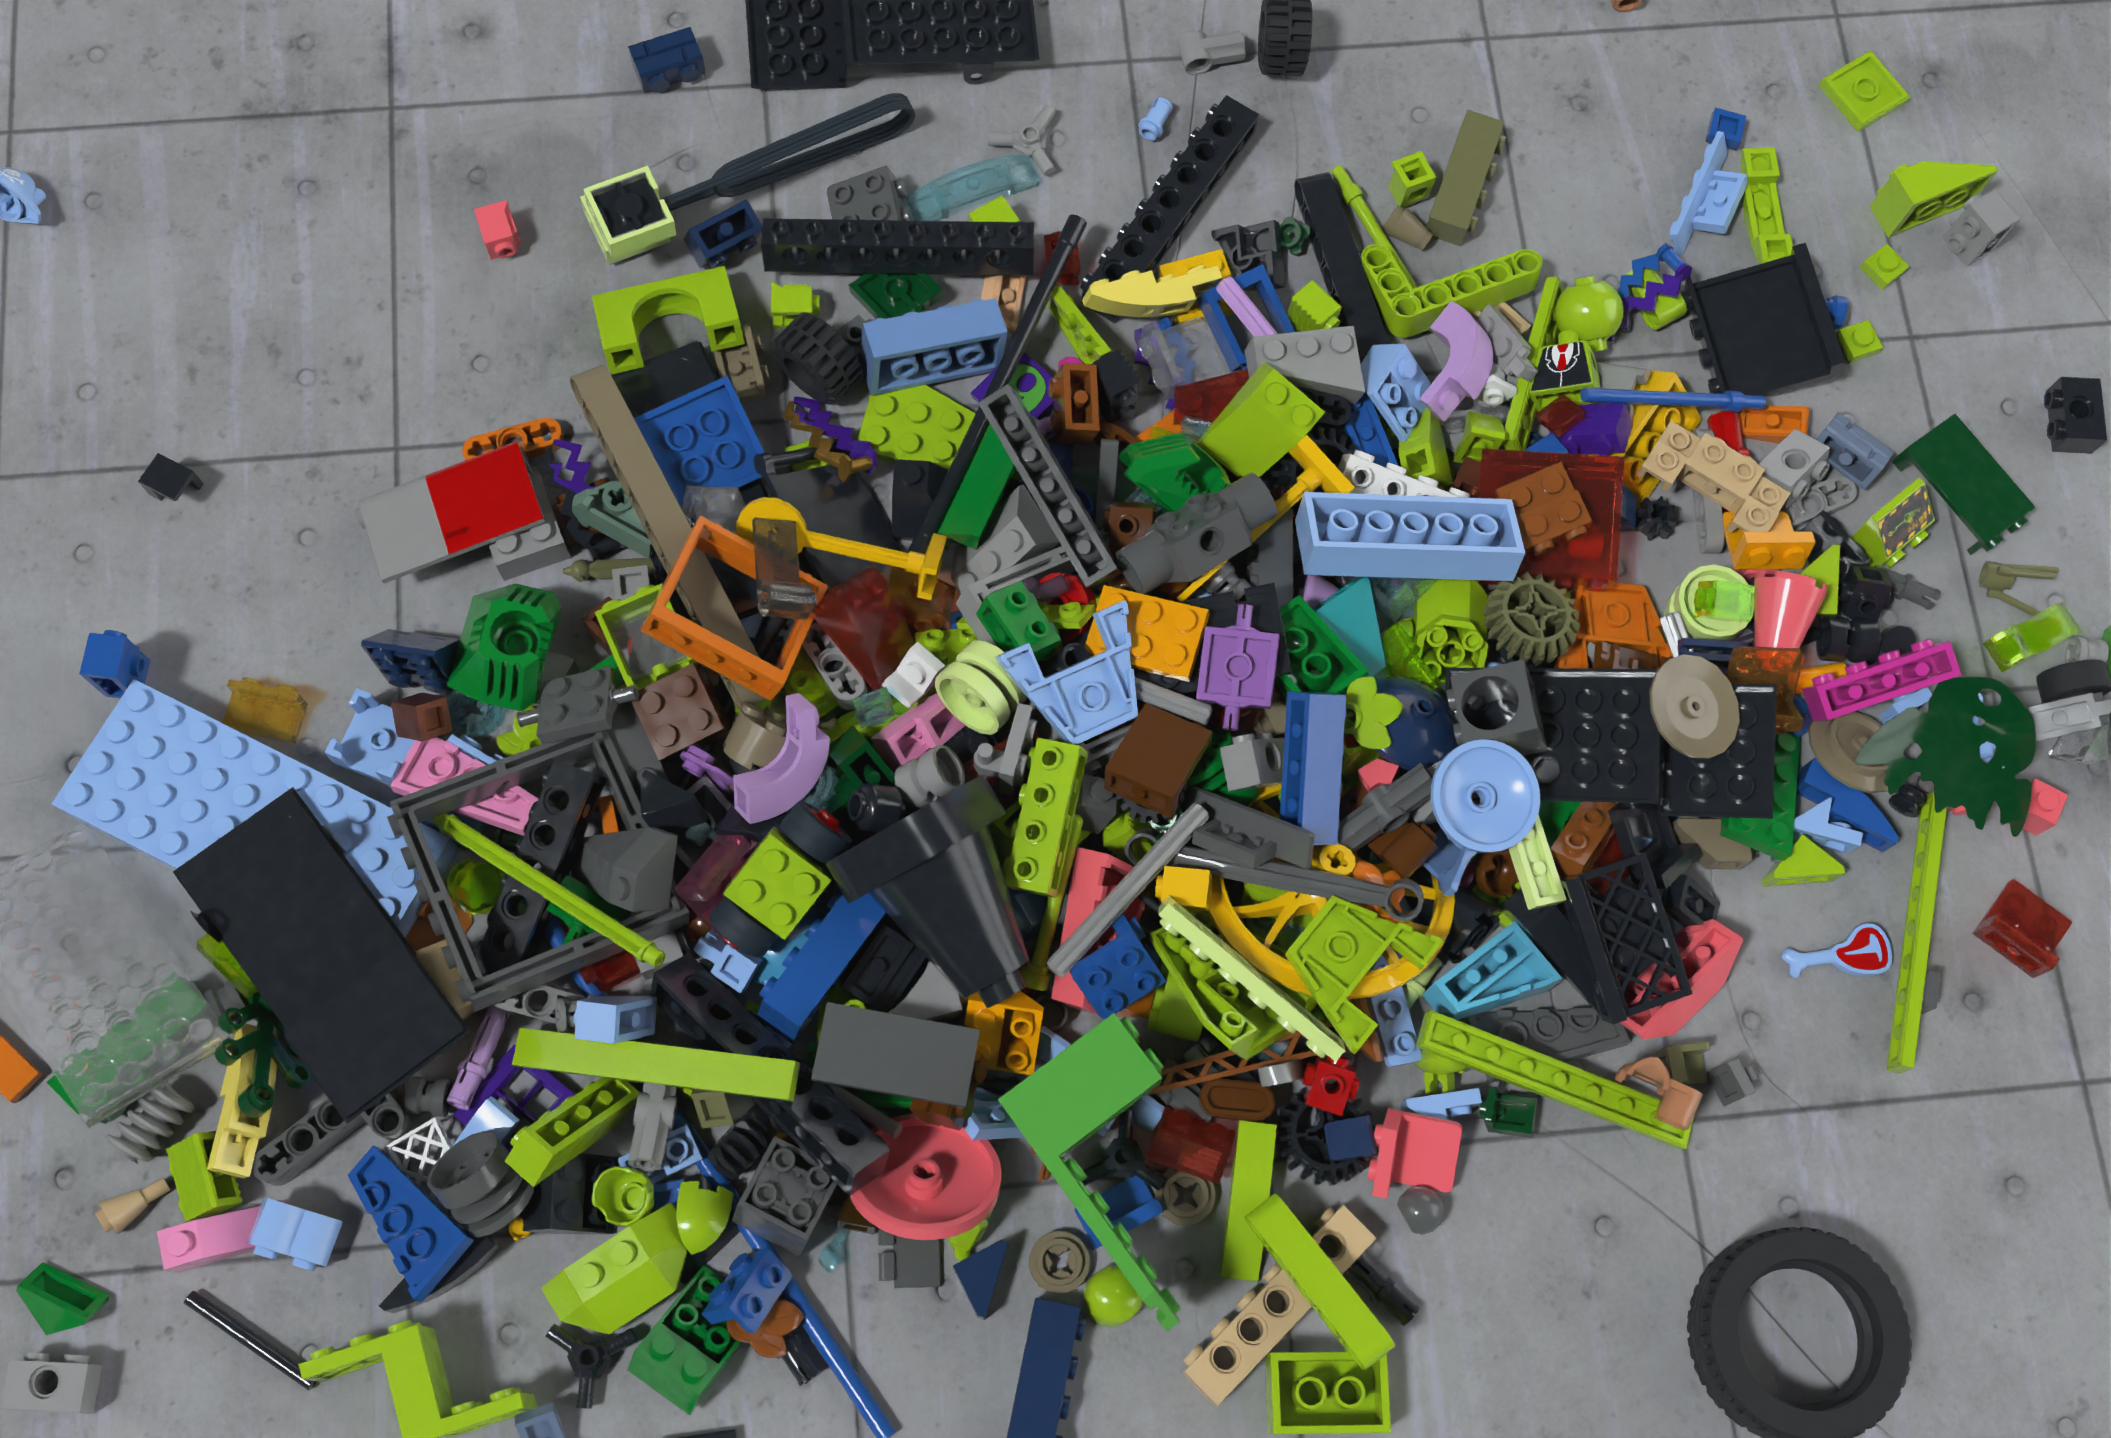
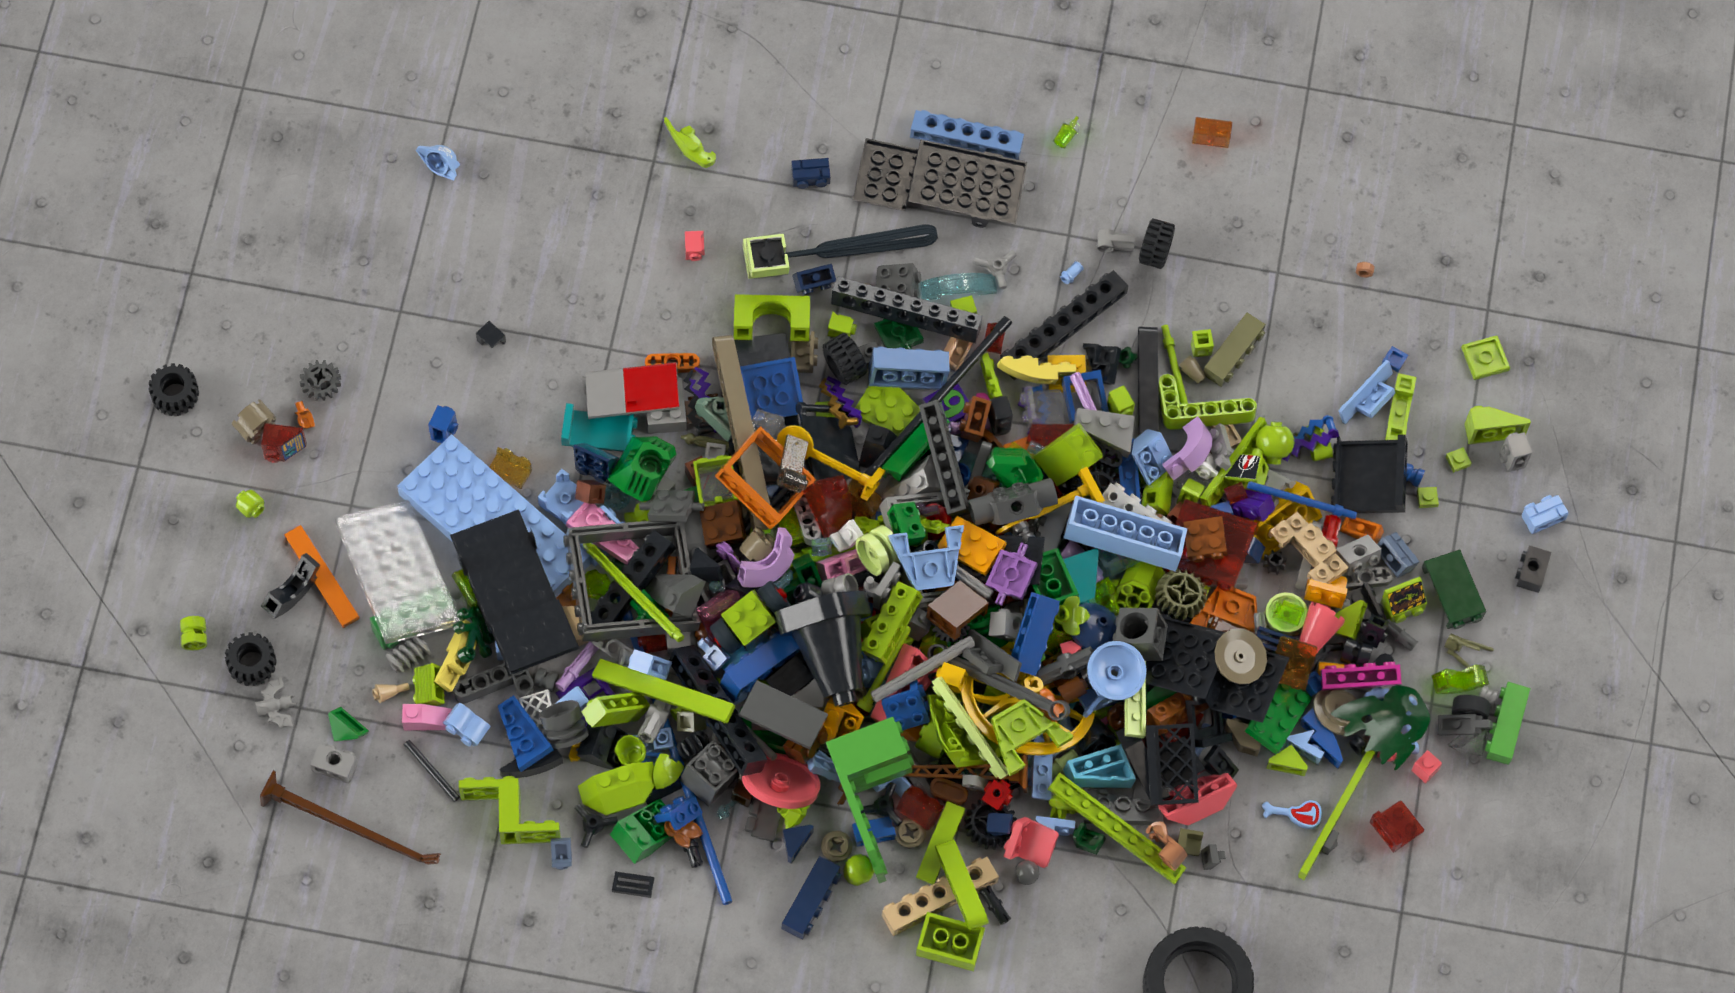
camera: 20 degrees right, 5 degrees down
(413, 603) = (604, 433): none -> teal panel
(448, 64) = (691, 145): none -> lime animal
(2058, 319) = (1544, 514): none -> light blue brick

